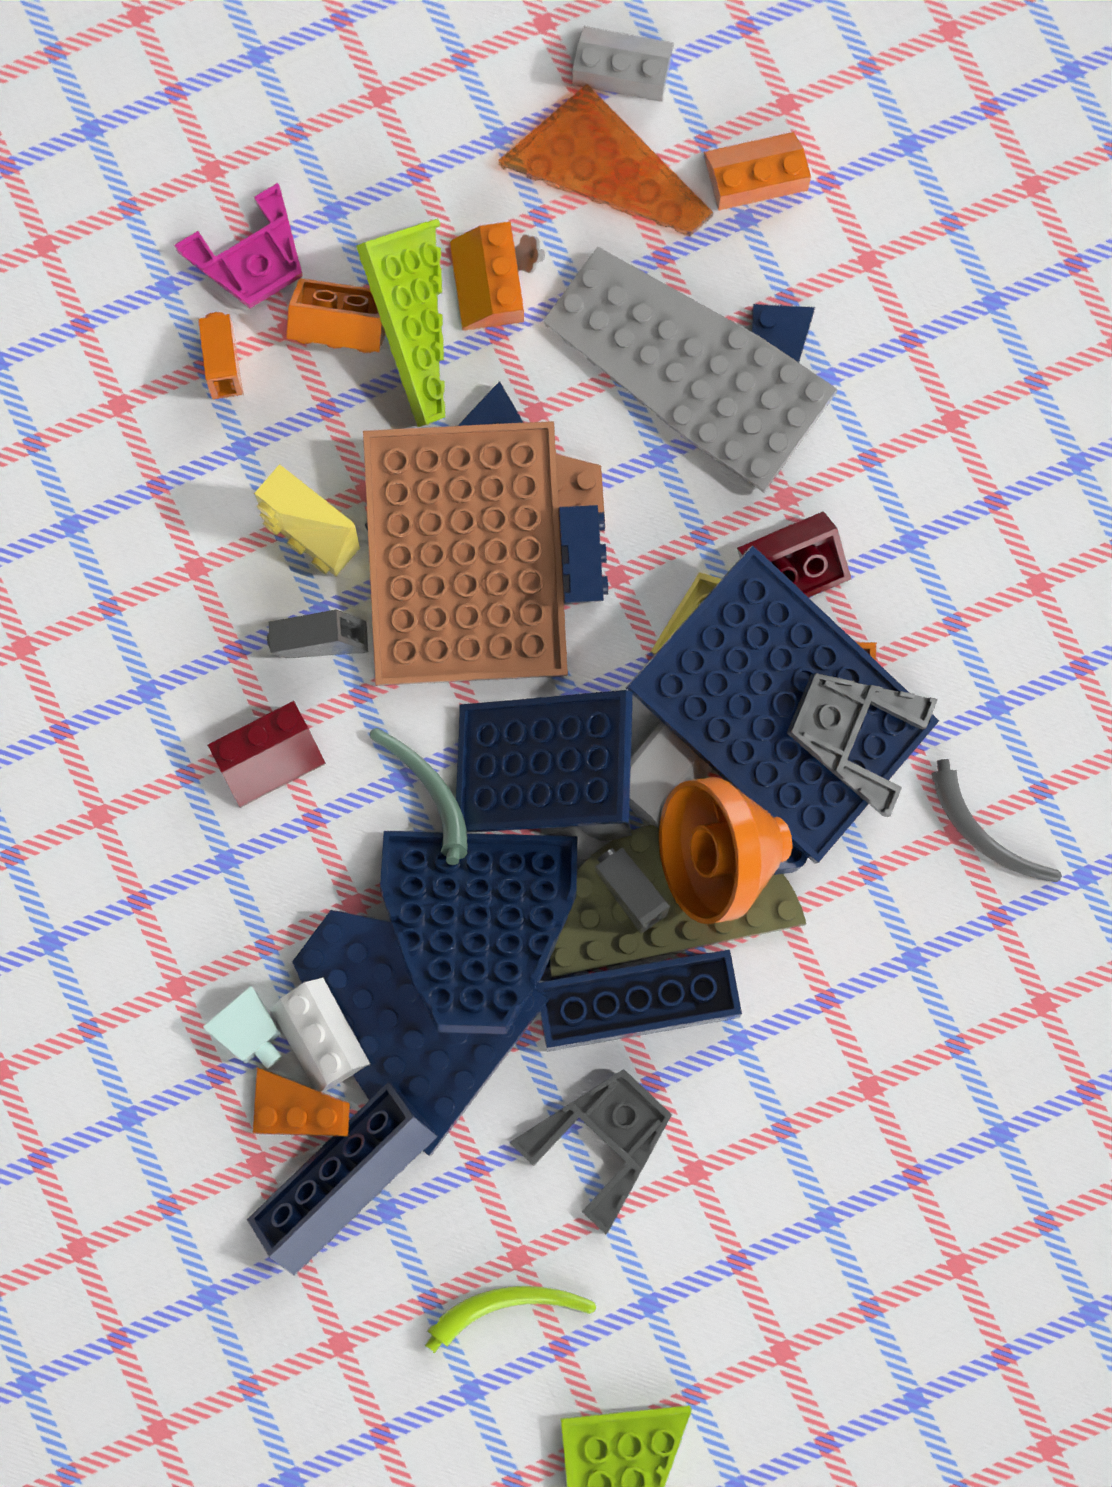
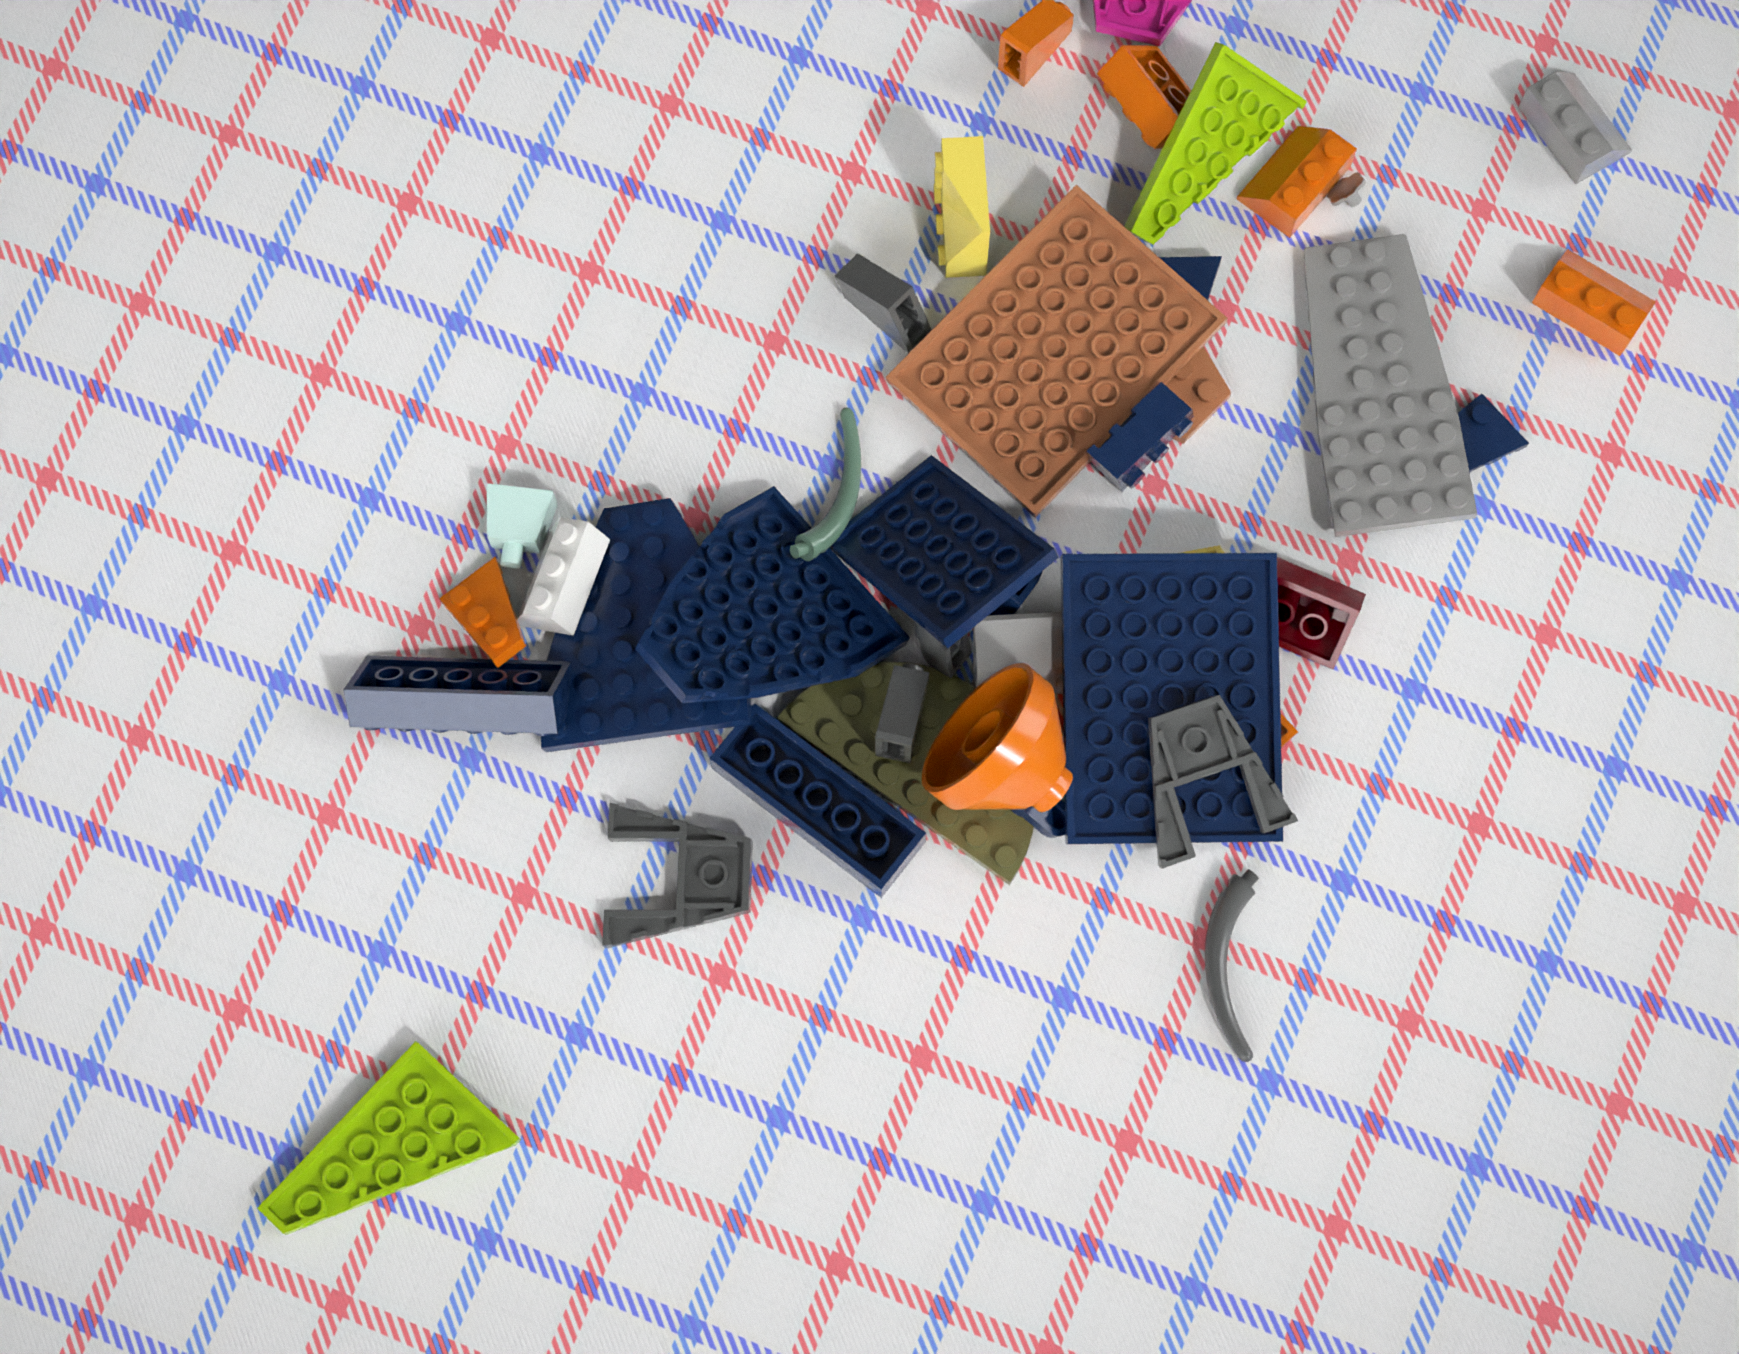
camera: 50 degrees right, 5 degrees down
(266, 754) = (752, 345): dark red slope -> none
(475, 1307) = (444, 891): lime animal -> none
(600, 157) = (1482, 184): clear orange wing -> none

